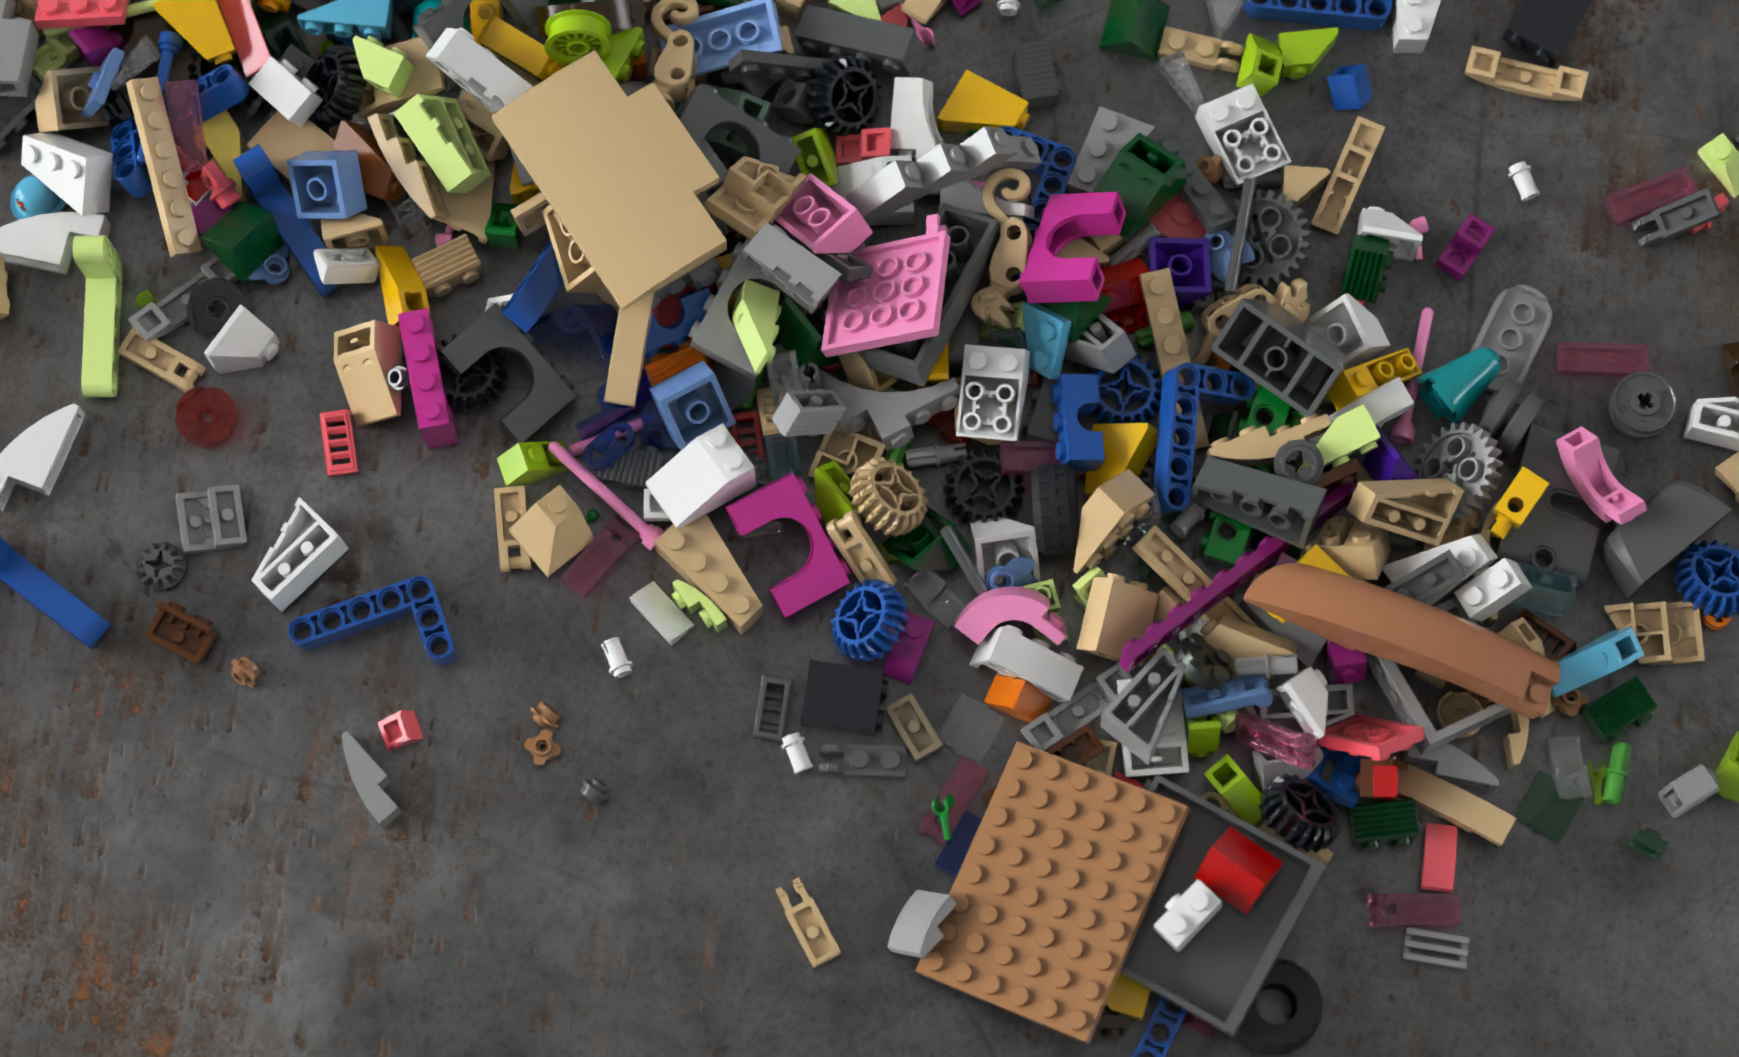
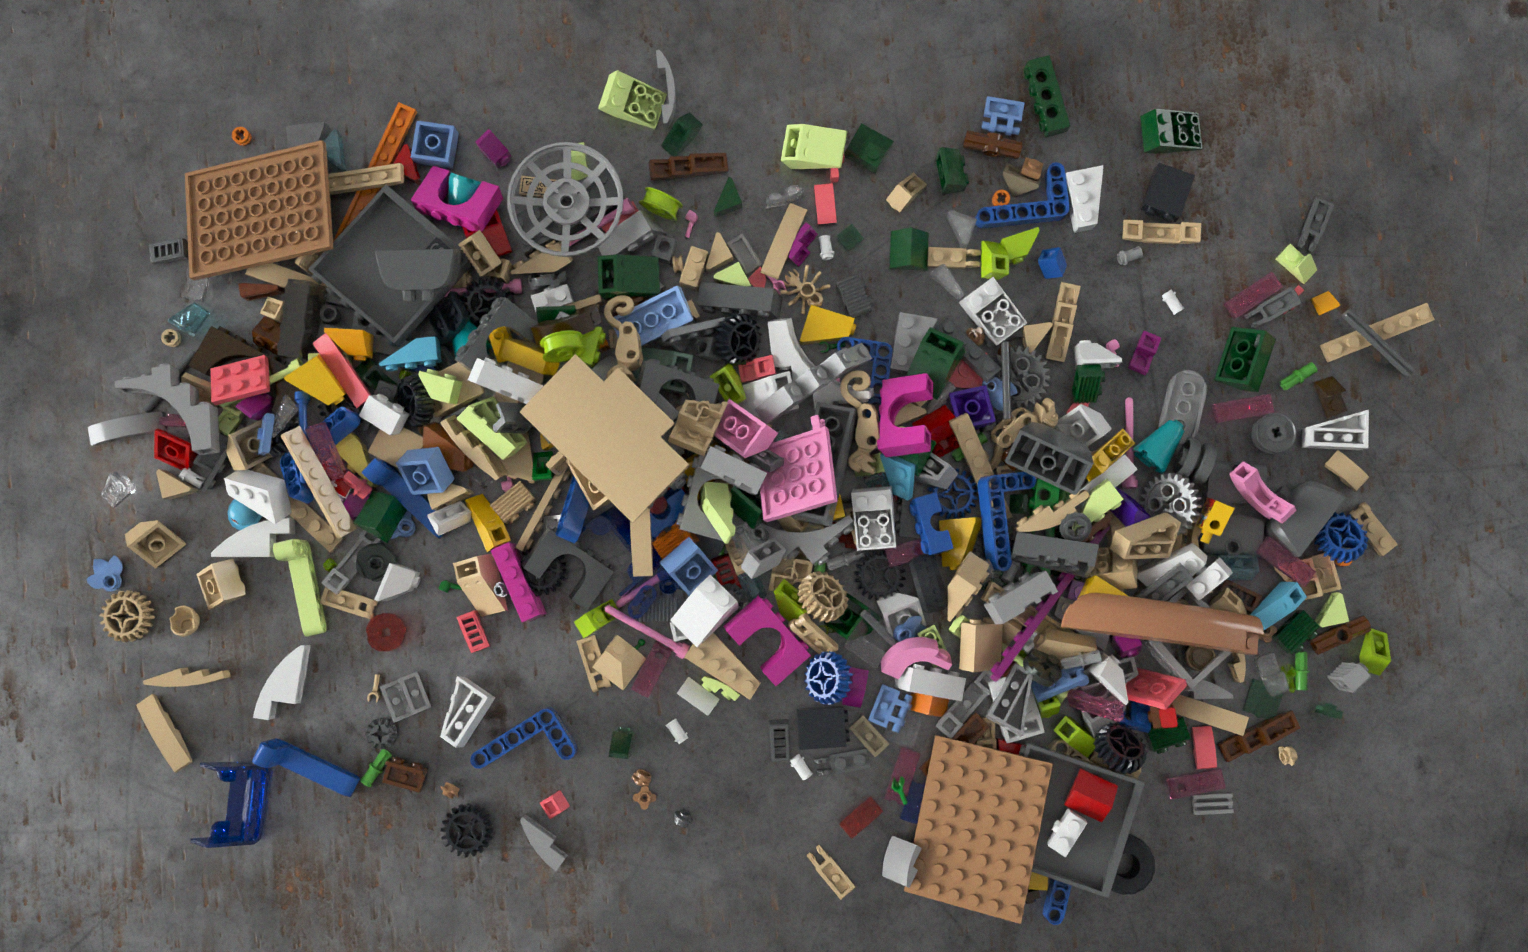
camera: 10 degrees left, 10 degrees up
(134, 229) = (307, 516): none -> tan plate
(139, 614) = (375, 768): none -> bright green axle
(168, 498) = (375, 689): none -> tan hand
(247, 744) = (473, 835): none -> black gear
(315, 366) = (445, 586): none -> green hand
(477, 133) = (511, 419): none -> dark grey panel
(490, 283) = (544, 508): none -> tan plate
(527, 654) = (621, 743): none -> clear green slope
(872, 848) = (861, 817): none -> clear red slope
(948, 687) = (884, 706): none -> medium blue plate
(964, 47) = (806, 289): none -> tan animal
(1191, 551) = (1019, 596): none -> light grey wedge
(1471, 100) = (1129, 255): none -> light grey pin
(1529, 857) = (1259, 735): none -> reddish brown slope
(1569, 896) = (1287, 755): none -> tan plate
(1620, 286) = (1245, 358): none -> dark green slope
(1620, 594) = (1285, 562): none -> clear pink plate
(1671, 733) = (1350, 630): none -> reddish brown piece
(1685, 695) = (1333, 611): none -> yellowish green slope
(1698, 329) = (1298, 376): none -> bright green axle

